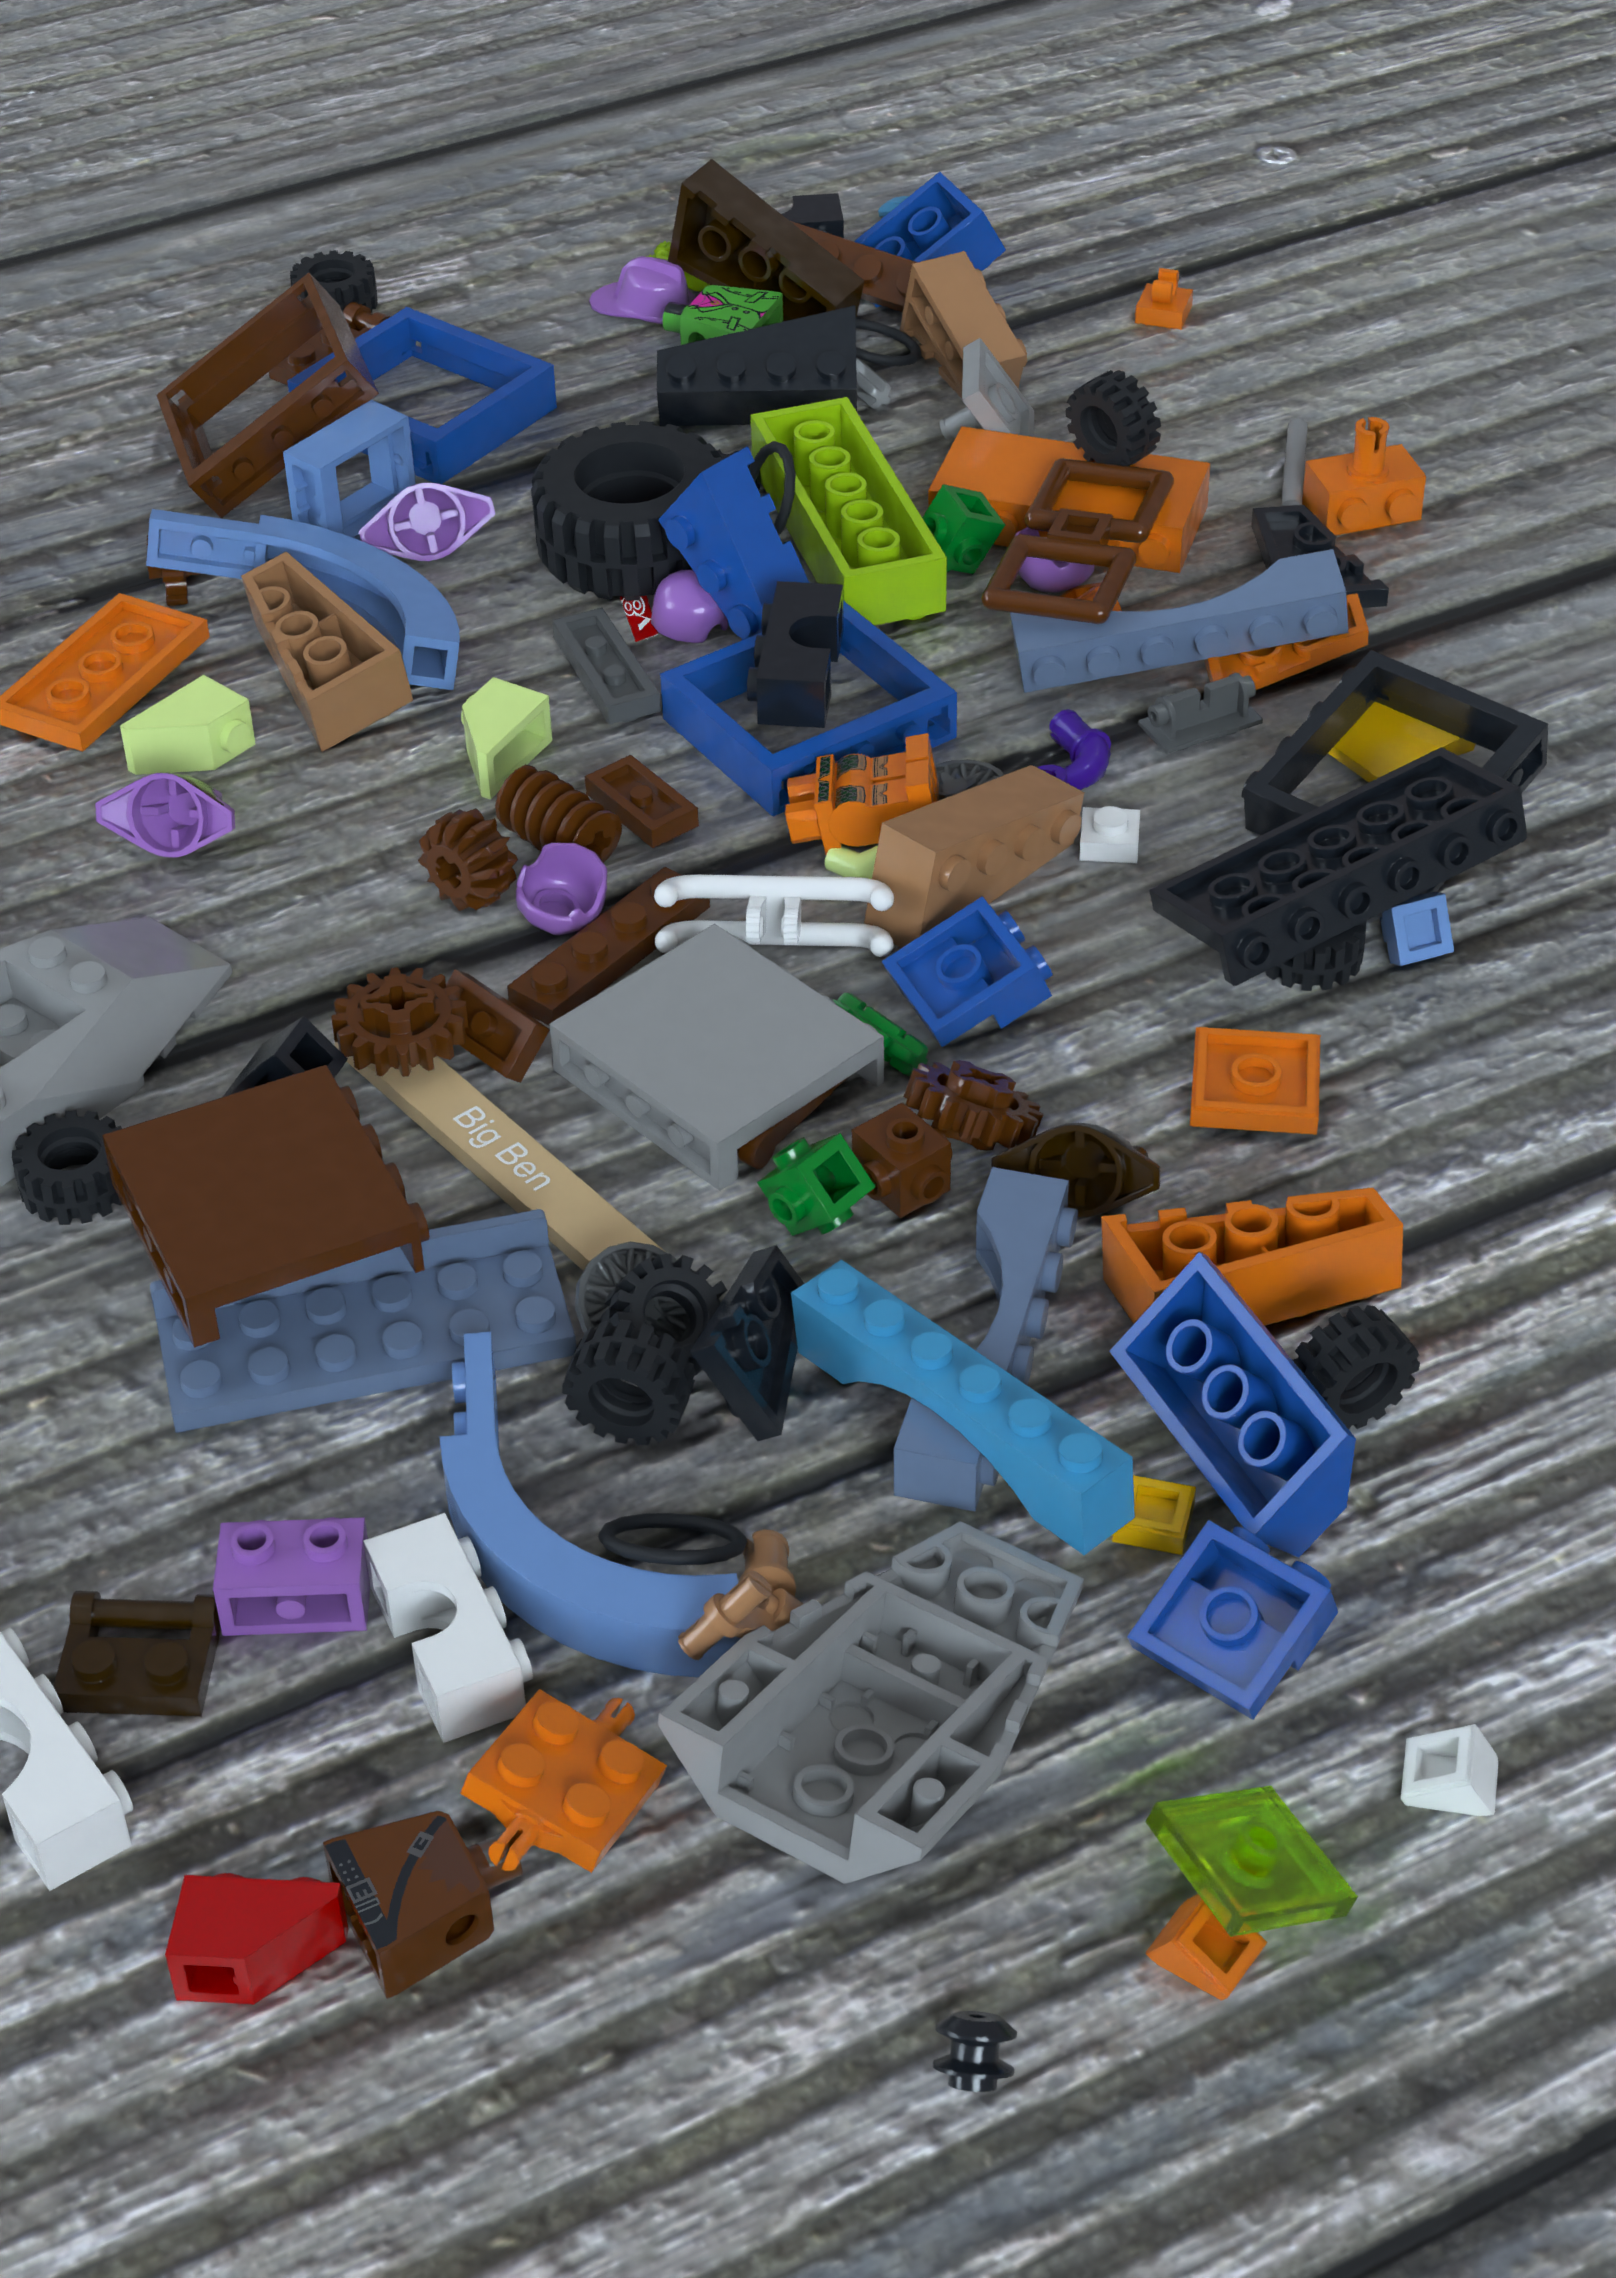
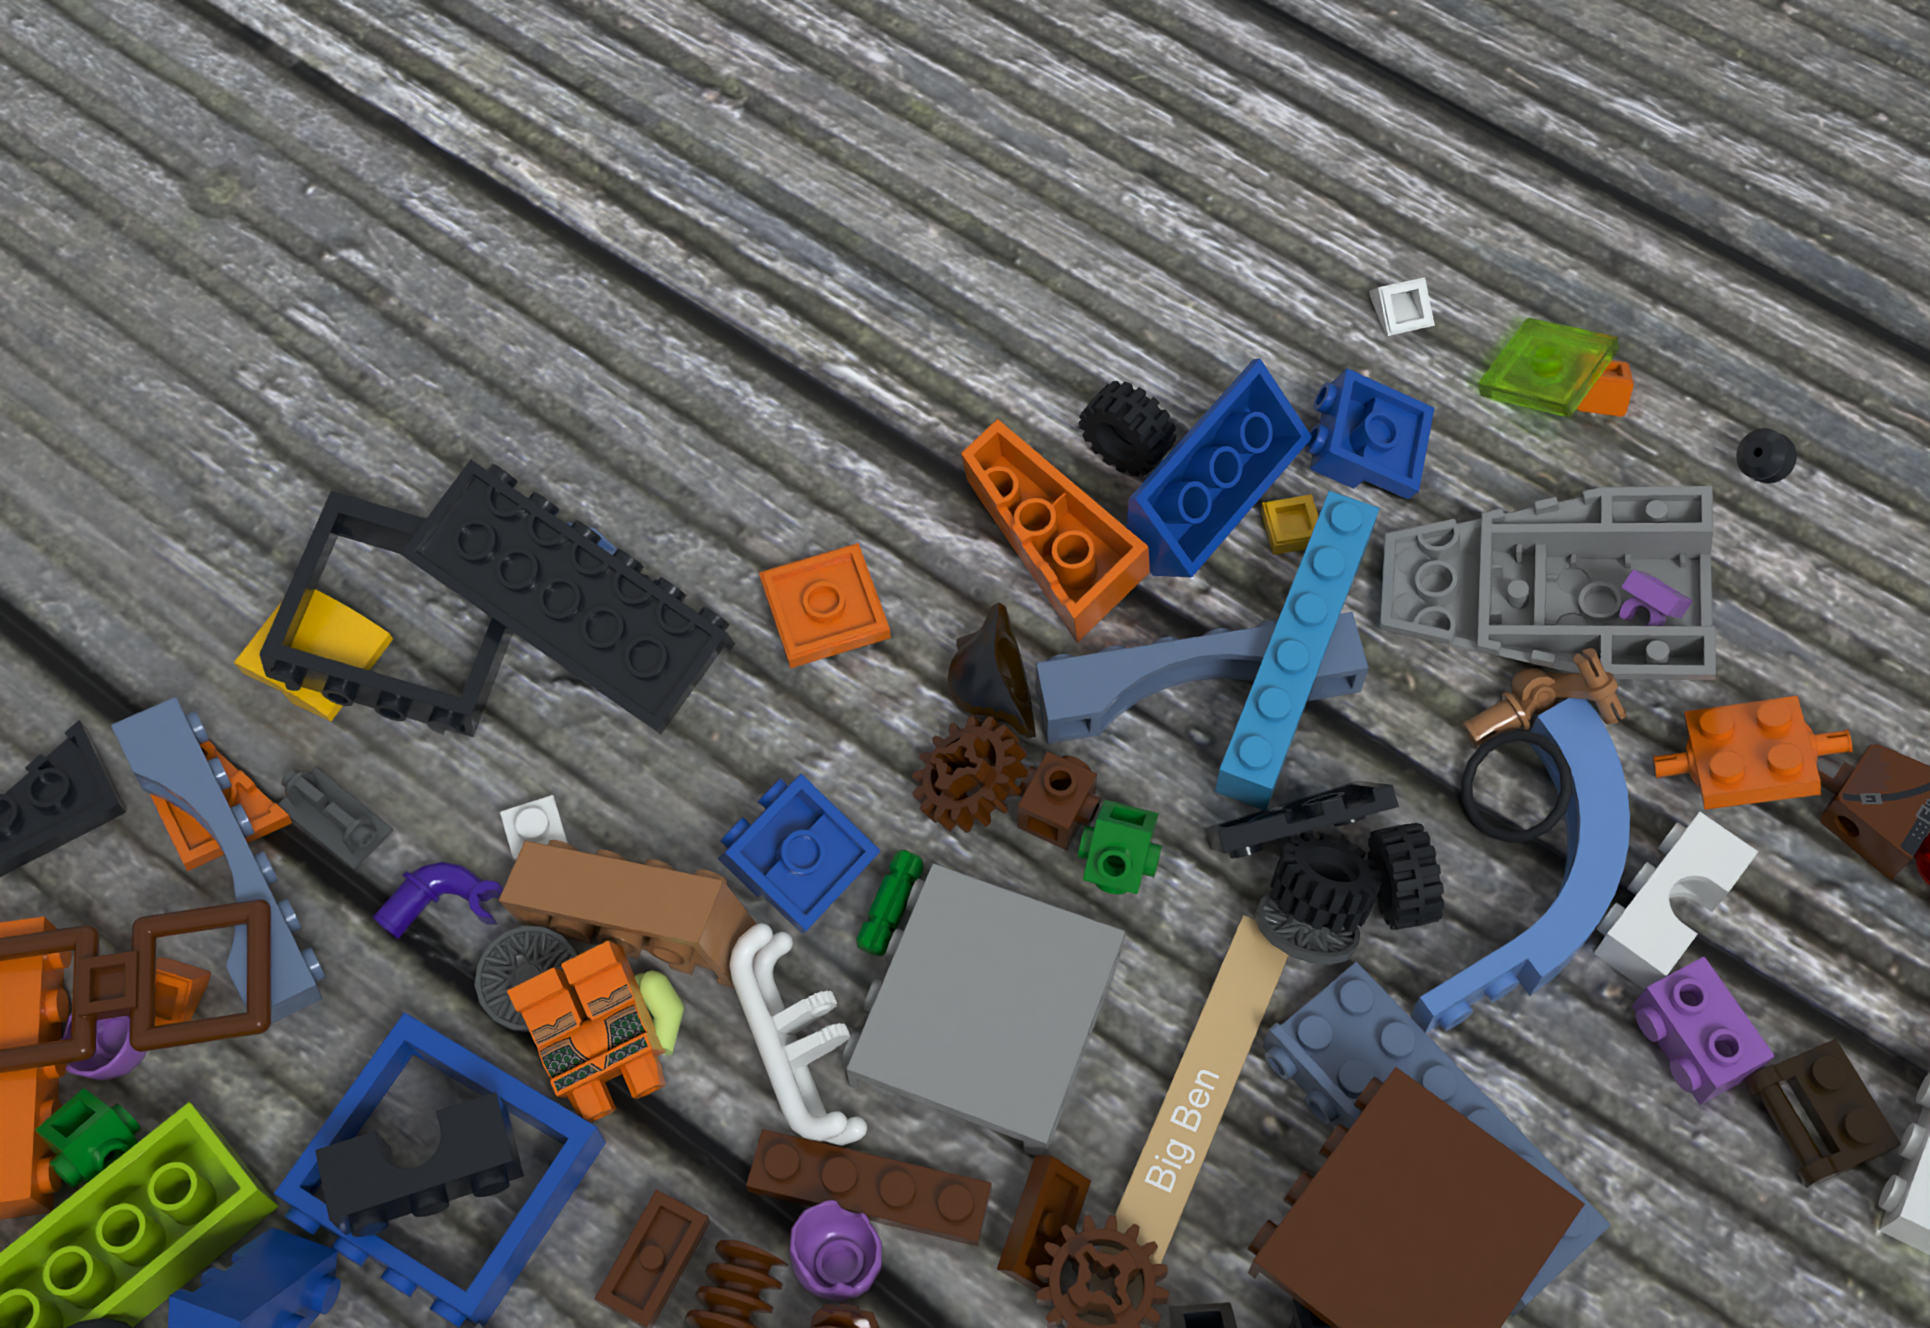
camera: 115 degrees left, 20 degrees up
(815, 1747) = (1655, 596): none -> medium lavender tile

